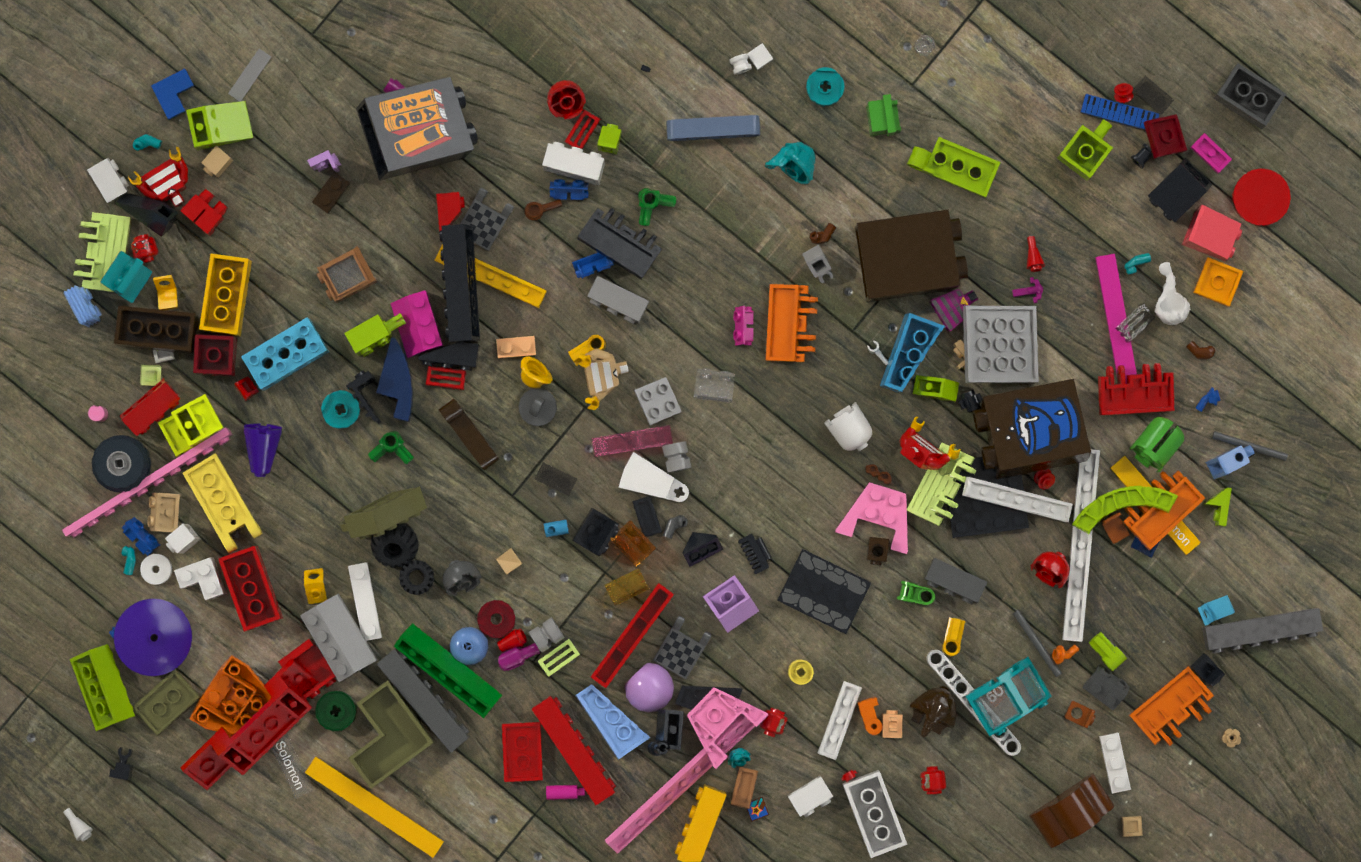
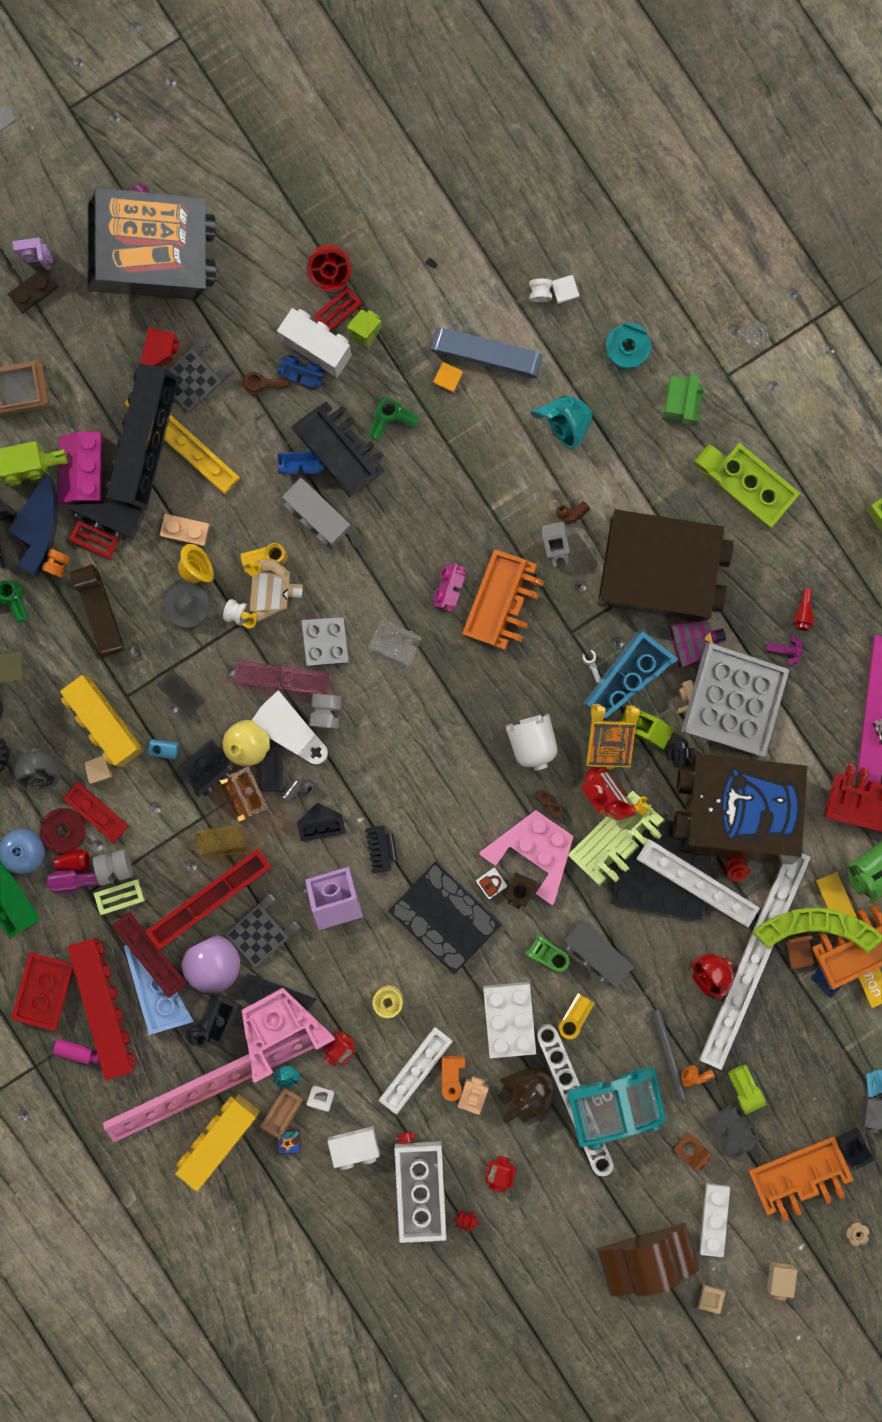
camera: 20 degrees right, 0 degrees up
(418, 410) = (52, 567): none -> orange wheel
(501, 521) = (101, 720): none -> yellow brick
(518, 596) = (96, 812): none -> red tile
(577, 400) = (233, 612): none -> white wheel
(598, 695) = (149, 956): none -> dark red tile
(621, 502) = (245, 743): none -> light yellow cylinder
(688, 157) = (448, 377): none -> light orange tile
(771, 766) = (320, 1098): none -> white slope
(852, 552) = (491, 883): none -> tile
(901, 655) = (509, 1020): none -> white piece
(912, 408) = (611, 740): none -> flag
(917, 826) = (466, 1221): none -> red wheel
(1182, 793) = (781, 1280): none -> tan brick

